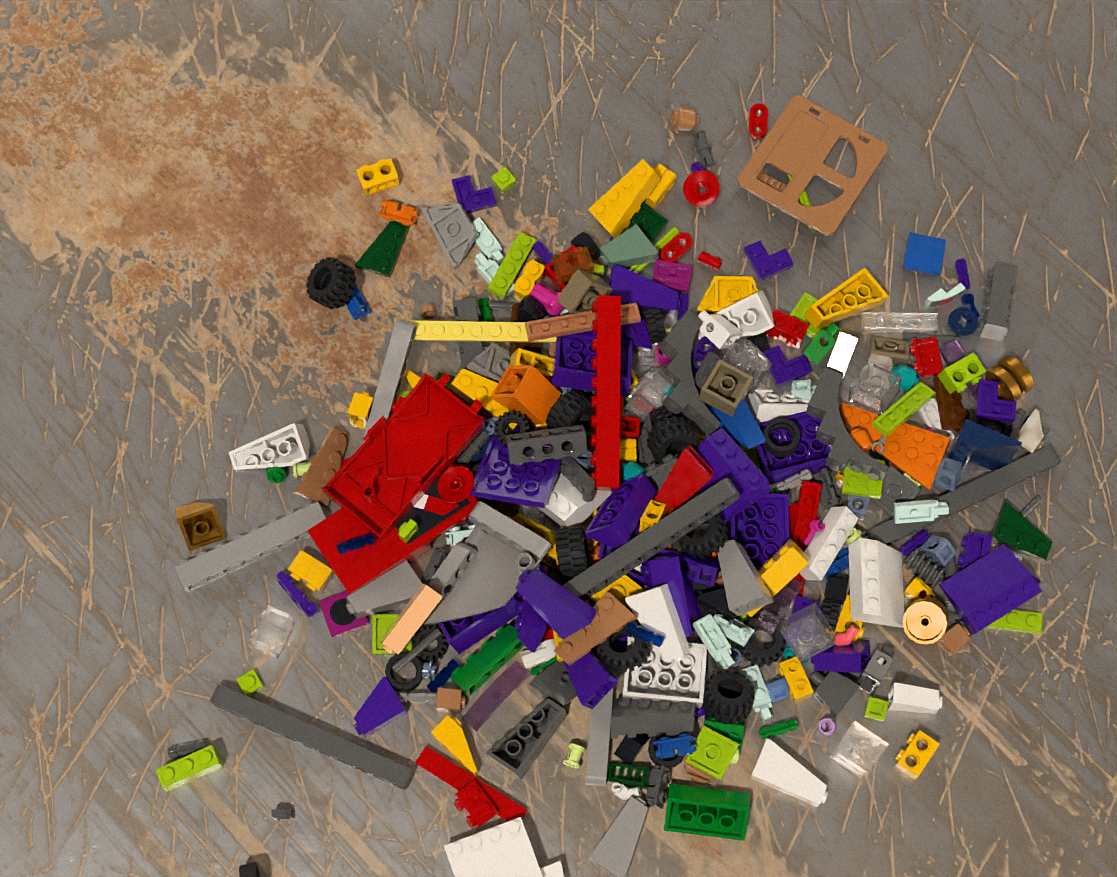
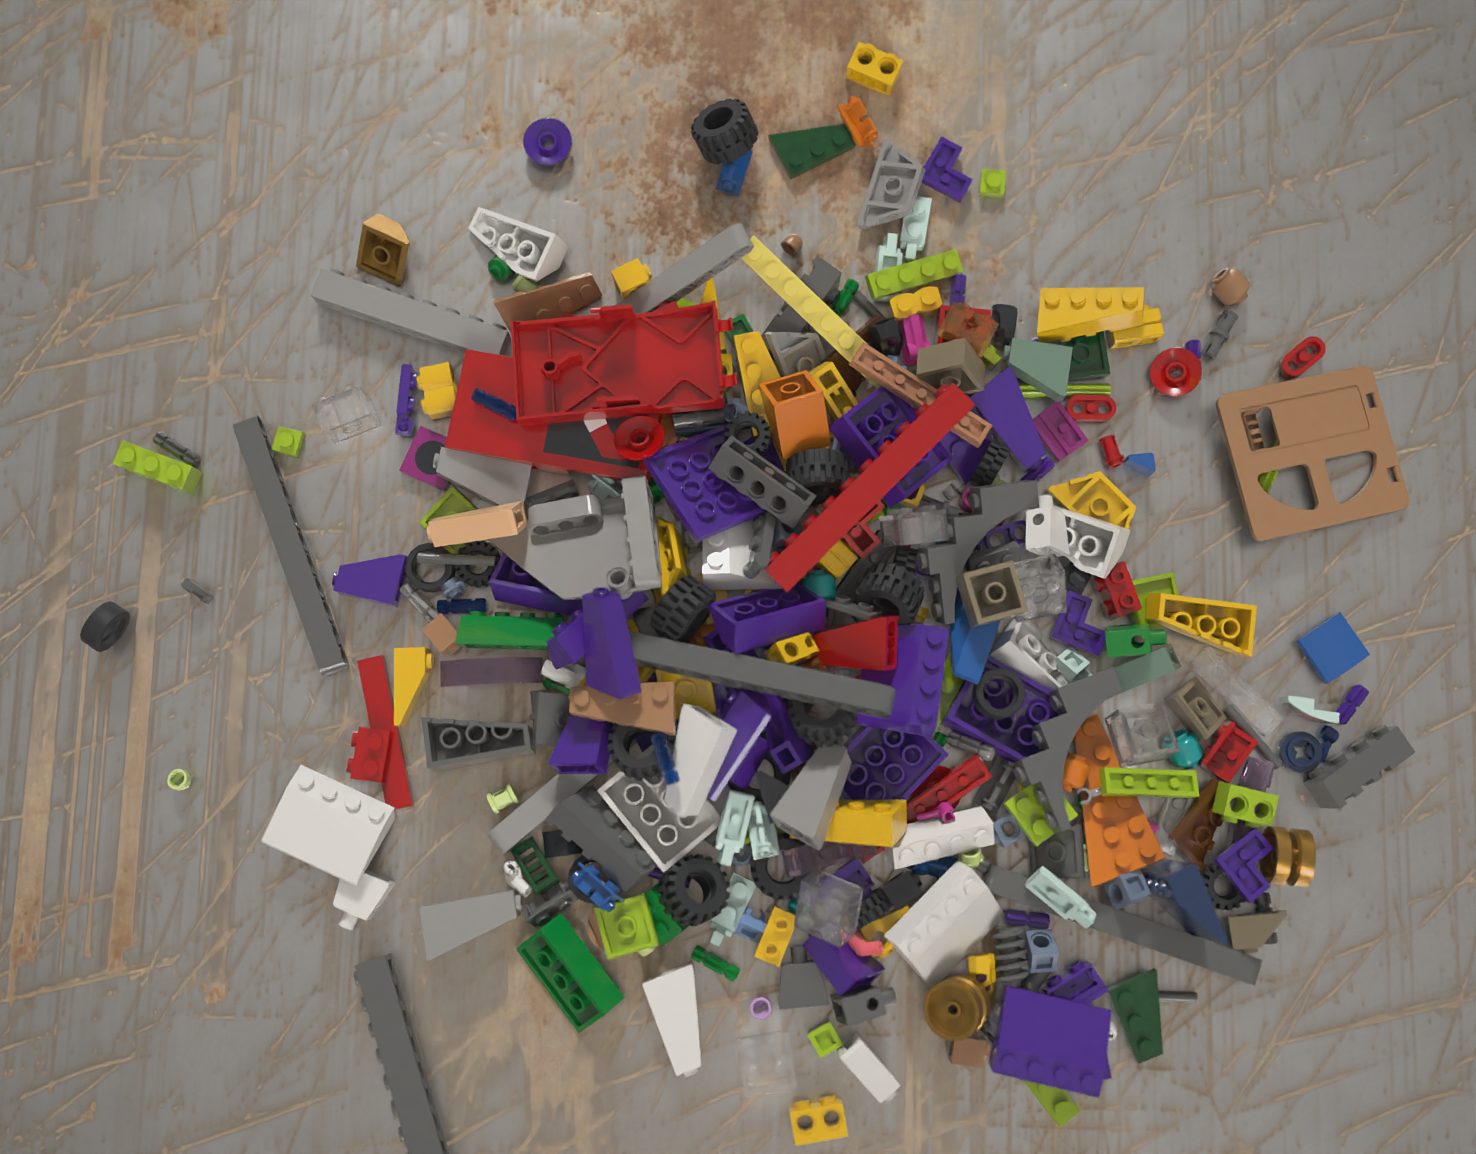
camera: 45 degrees right, 10 degrees up
(228, 373) = (546, 131): none -> dark purple dish
(407, 530) = (552, 438): lime plate -> none
(732, 251) = (1142, 463): none -> blue slope
(765, 264) = (1162, 508): dark purple plate -> none

